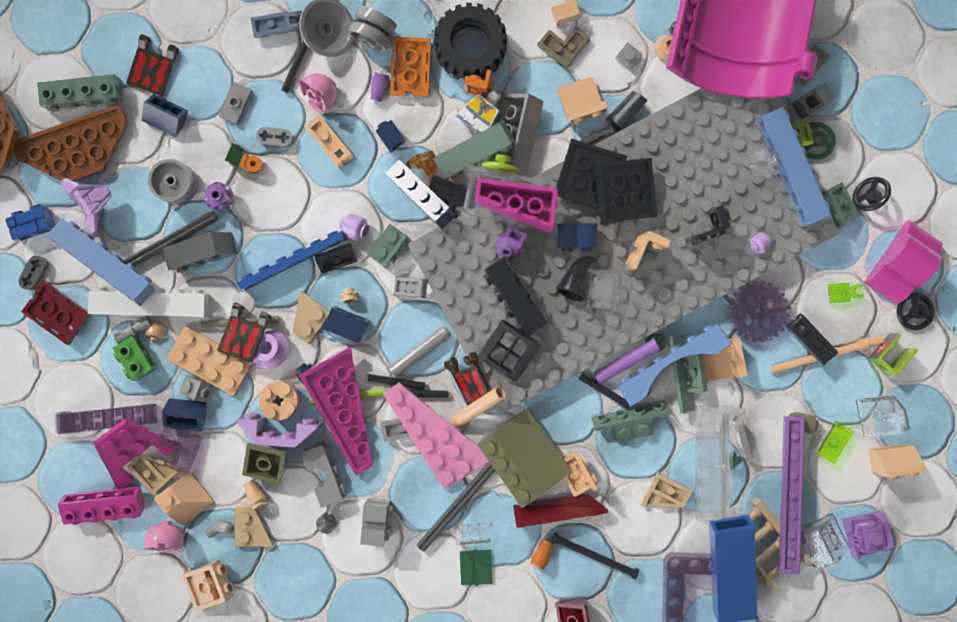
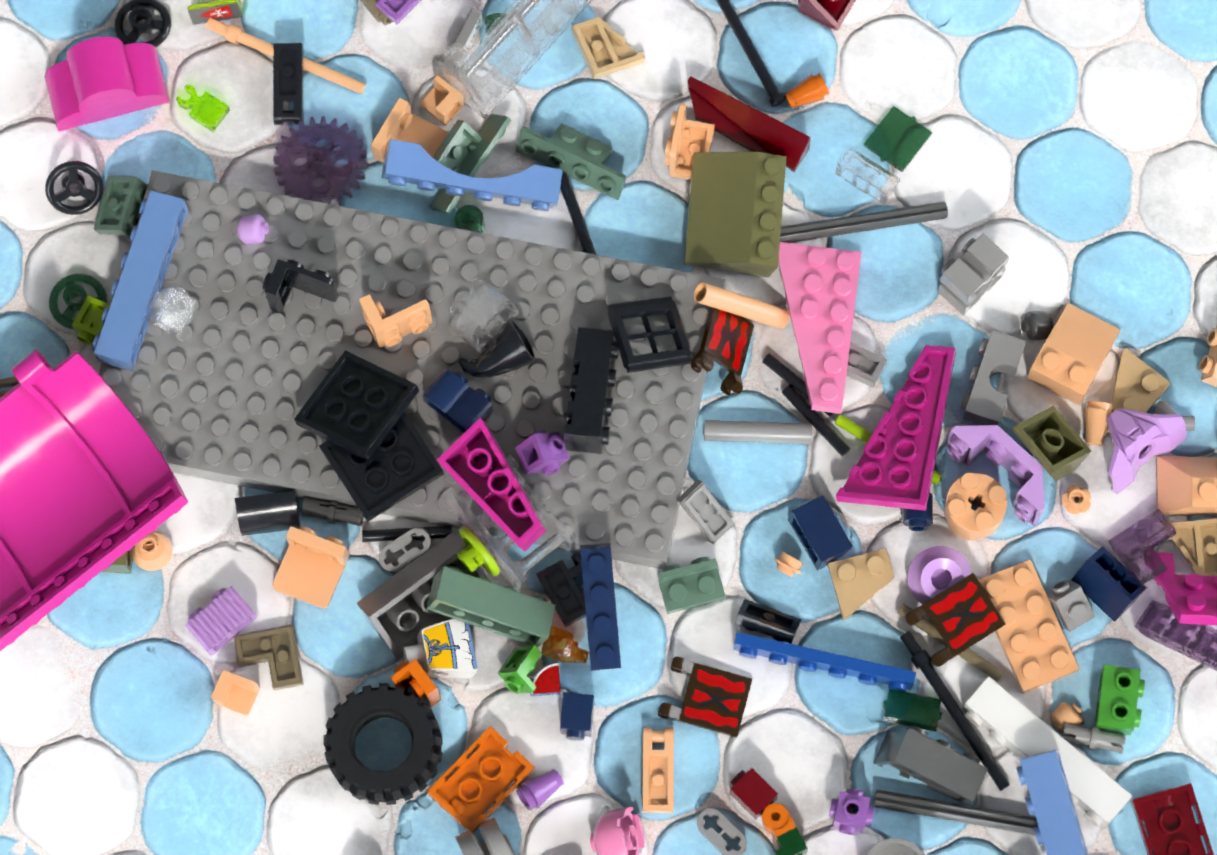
camera: 135 degrees left, 15 degrees down
(227, 500) = (1137, 439): none -> lavender piece
(228, 270) = (912, 709): none -> clear green piece
(239, 445) = (1076, 507): none -> light nougat plate
(245, 300) = (922, 661): none -> black bar
(274, 167) = (752, 792): none -> dark red brick
(294, 522) = (1073, 354): none -> light nougat slope
(332, 198) = (712, 698): none -> flag
(354, 227) = (714, 640): lavender head -> none
(419, 141) = (547, 681): none -> red tile
(438, 135) = (518, 666): none -> bright green bracket
(547, 149) = (401, 542): none -> light grey beam
(550, 158) = (392, 534): none -> black bar
(602, 39) = (220, 620): none -> lavender brick
(627, 361) = (521, 224): medium lavender piece -> none
(628, 56) = (206, 578): light grey plate -> none
(724, 395) = (443, 101): none -> light nougat panel
(813, 101) = (50, 341): dark grey slope -> none

